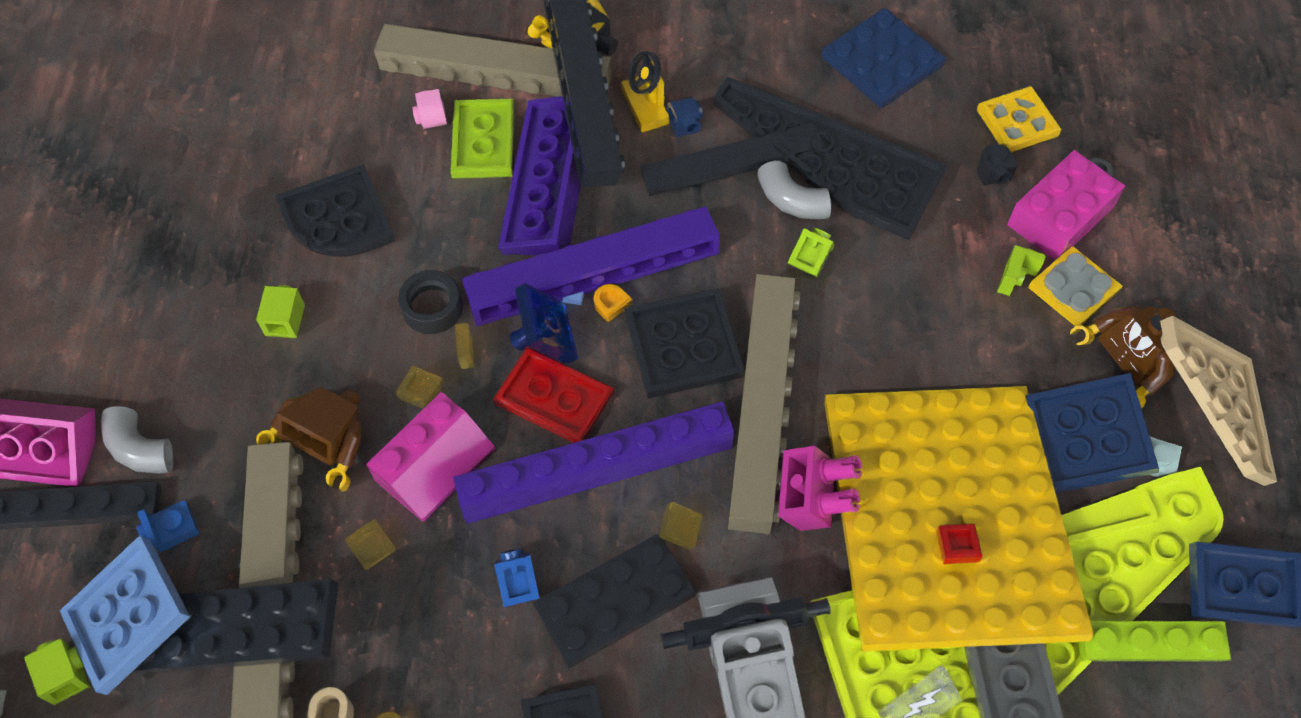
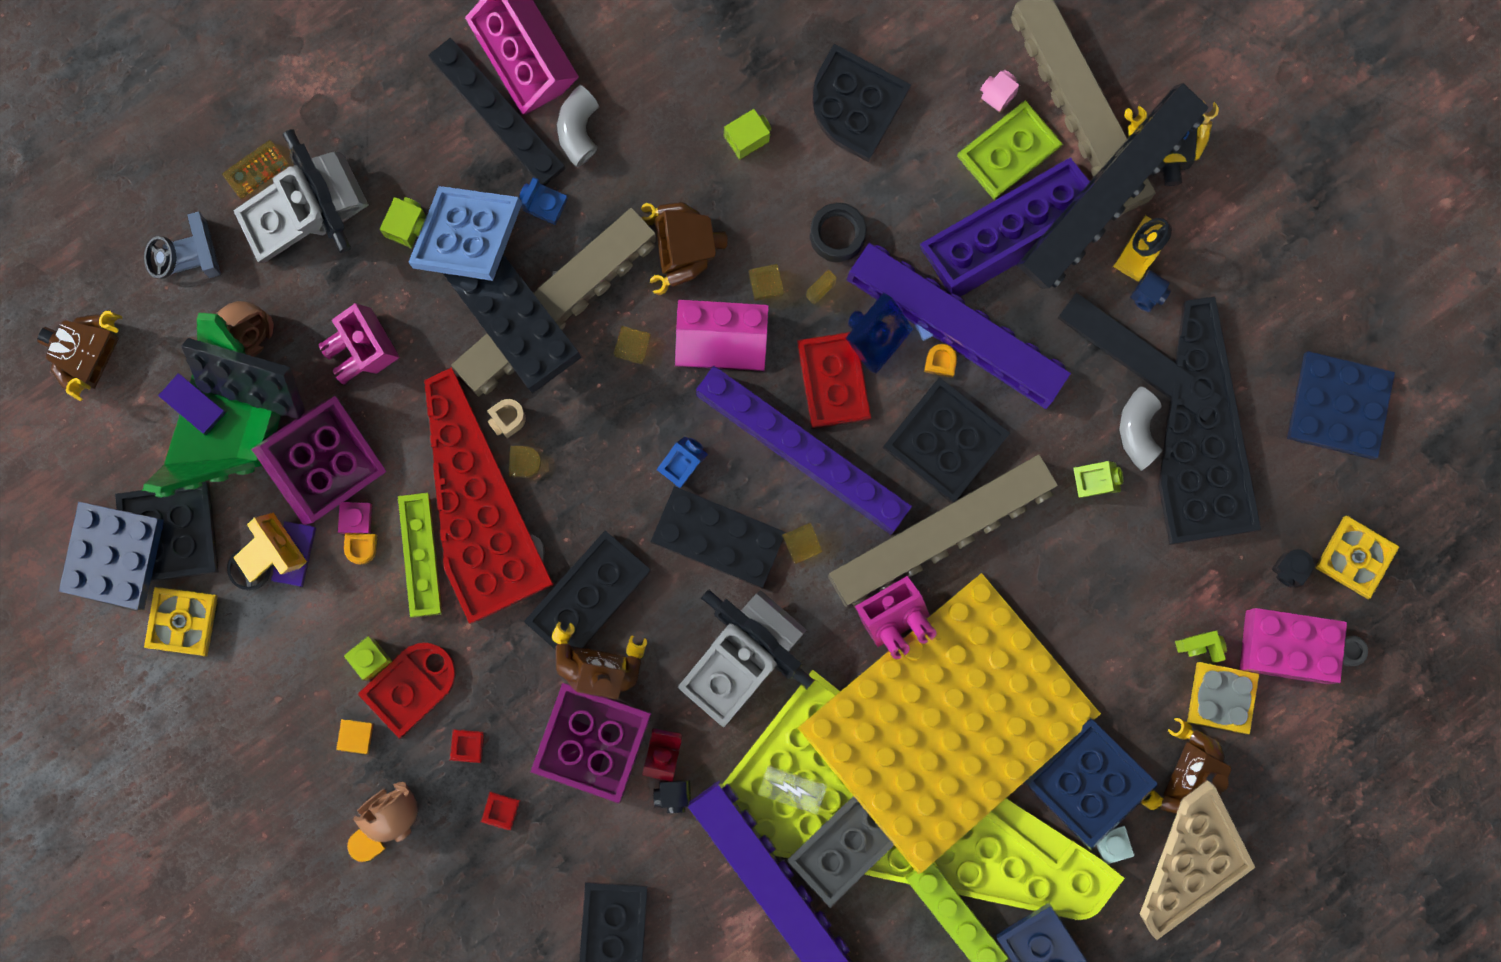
camera: 45 degrees right, 20 degrees up
(959, 543) = (921, 743): red tile -> none

